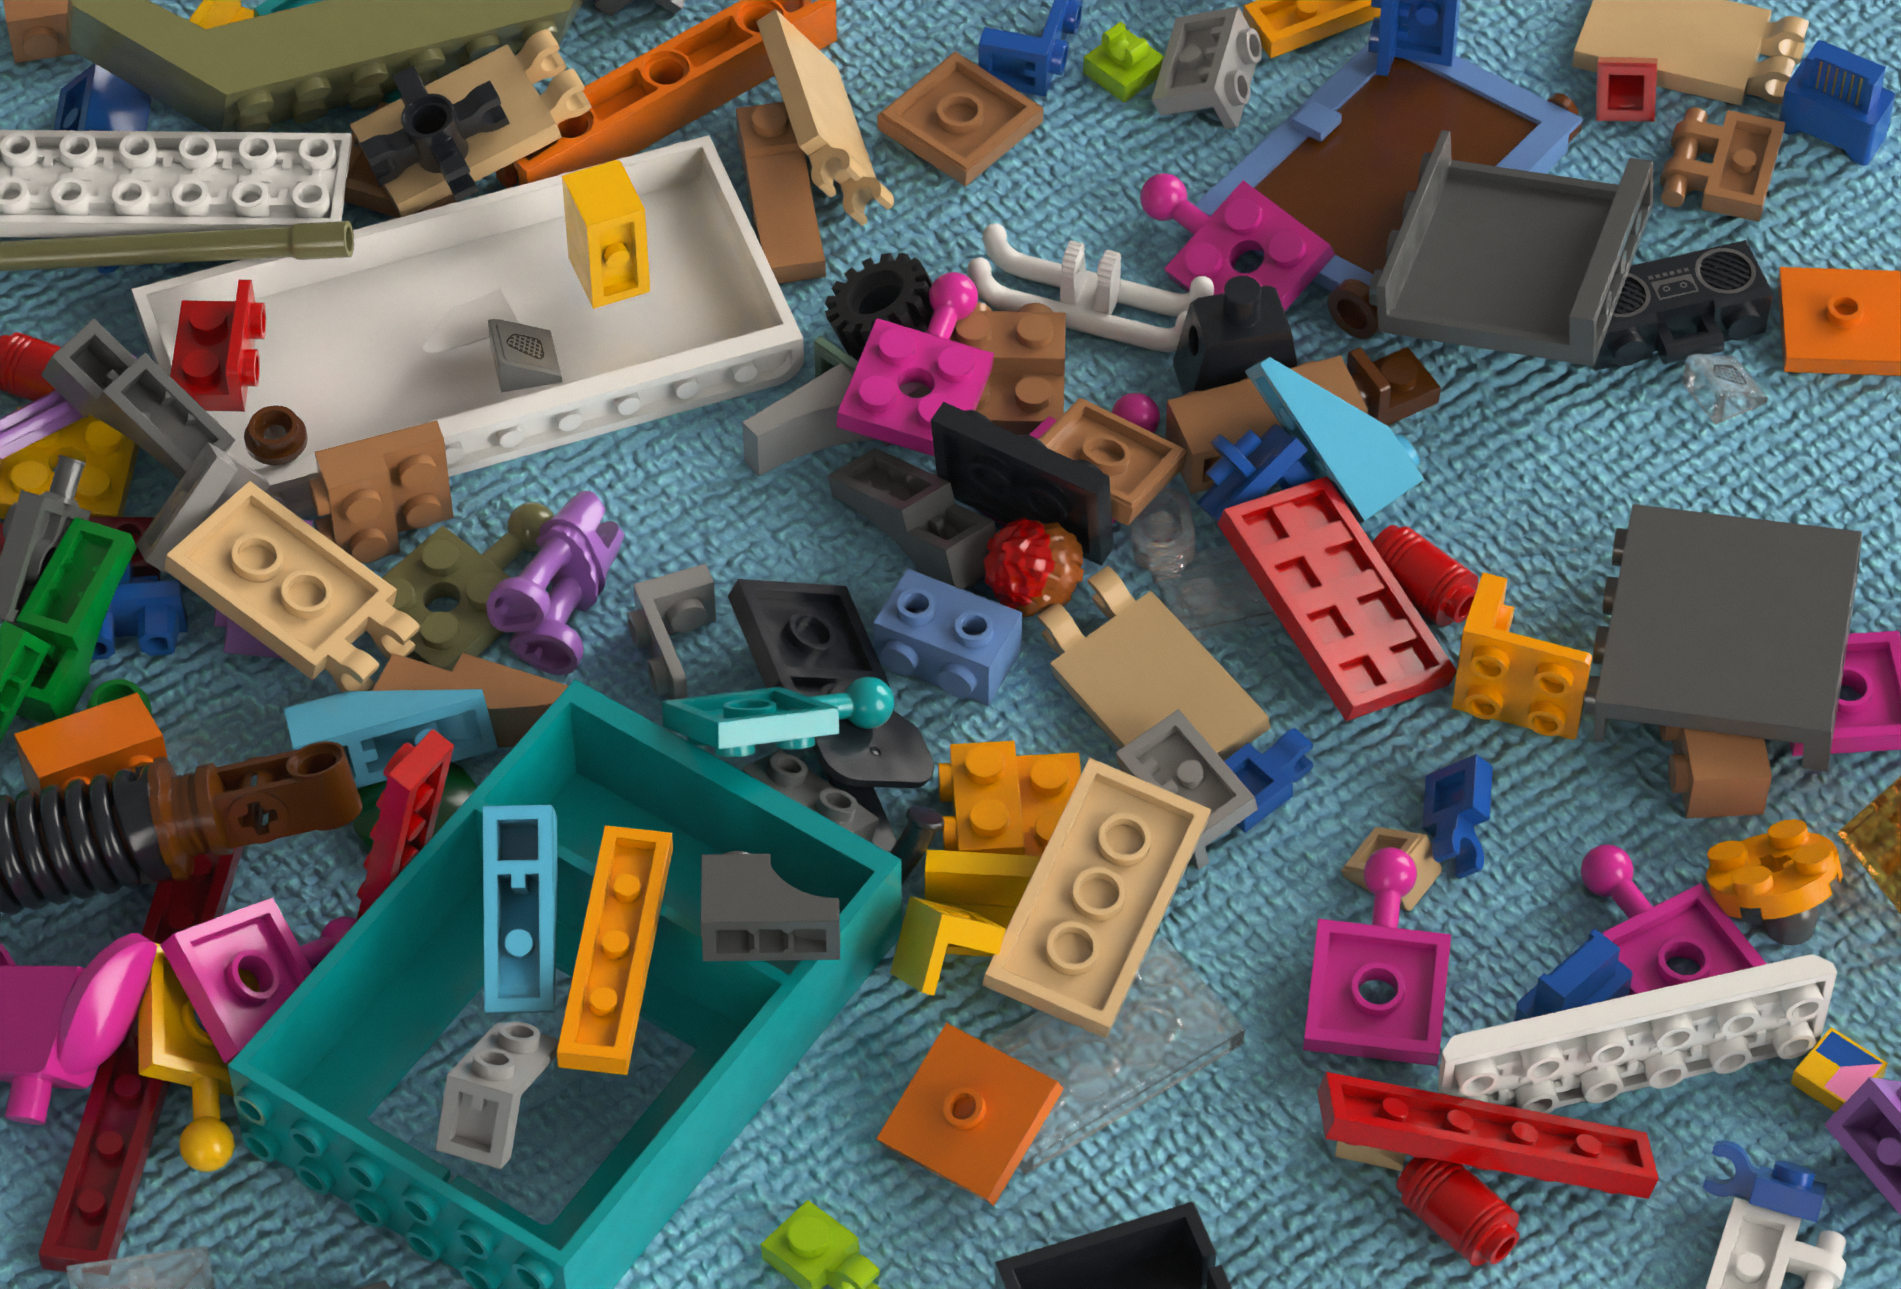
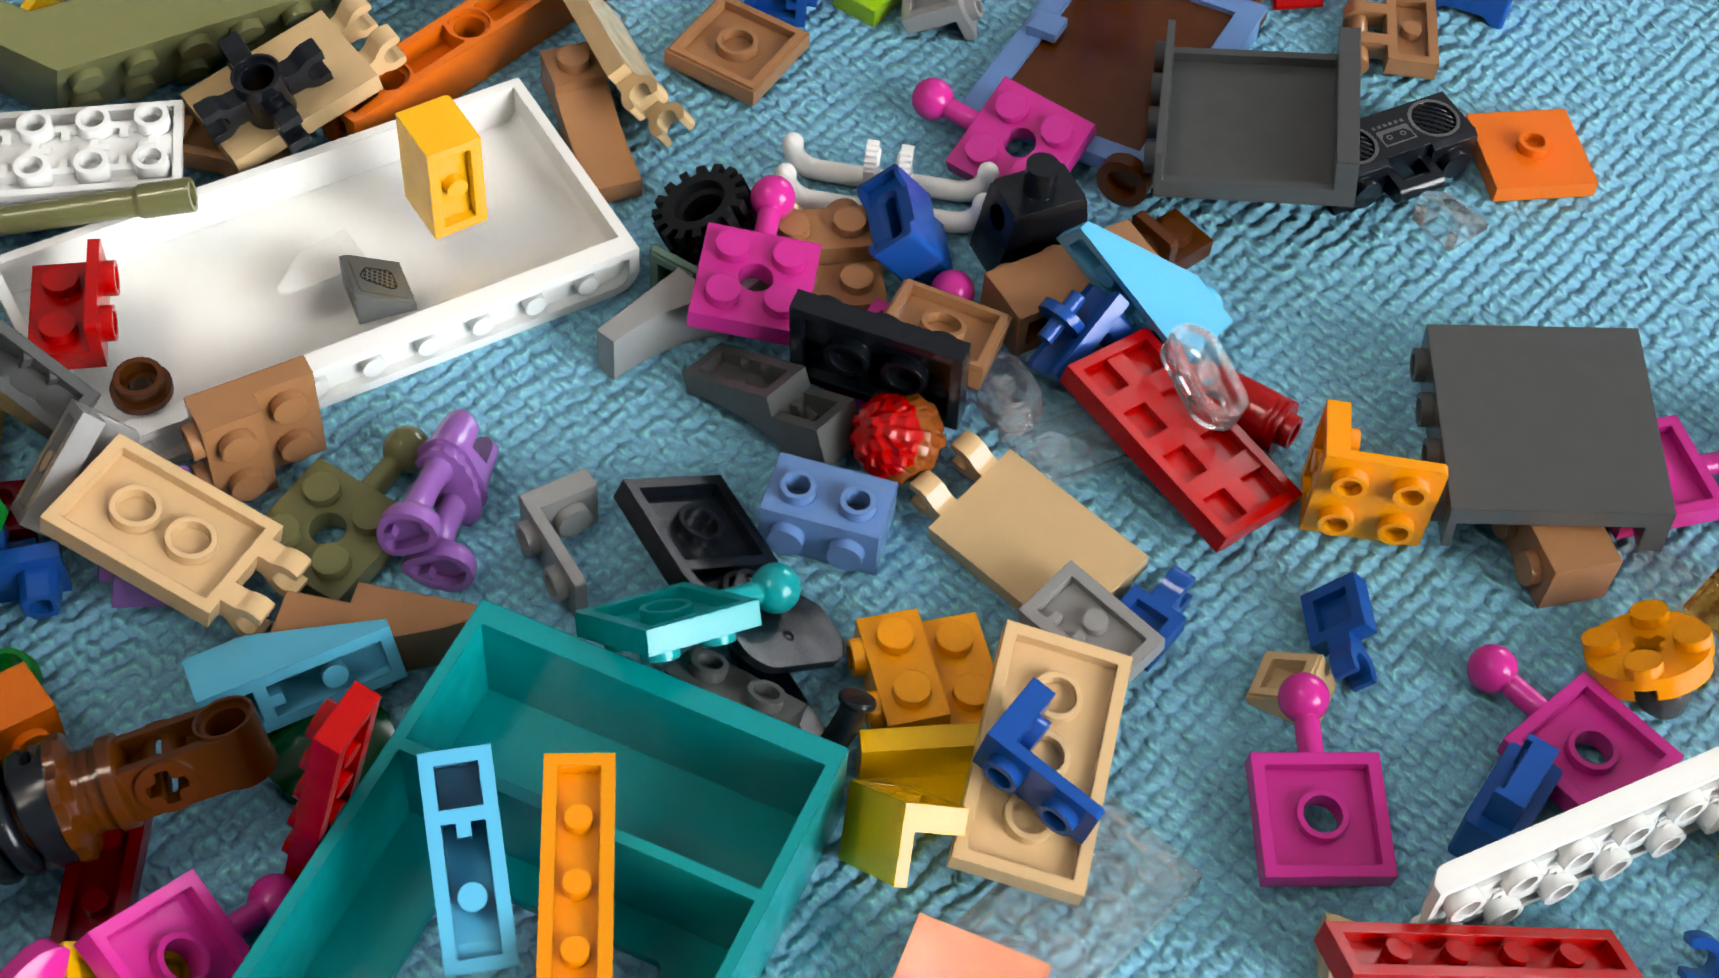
camera: 15 degrees left, 0 degrees up
(759, 916) = (721, 831): dark grey arch -> none
(1055, 894) = (1014, 769): none -> blue bracket
(1093, 343) = (904, 226): none -> blue piece
(1375, 548) = (1204, 377): none -> clear plate

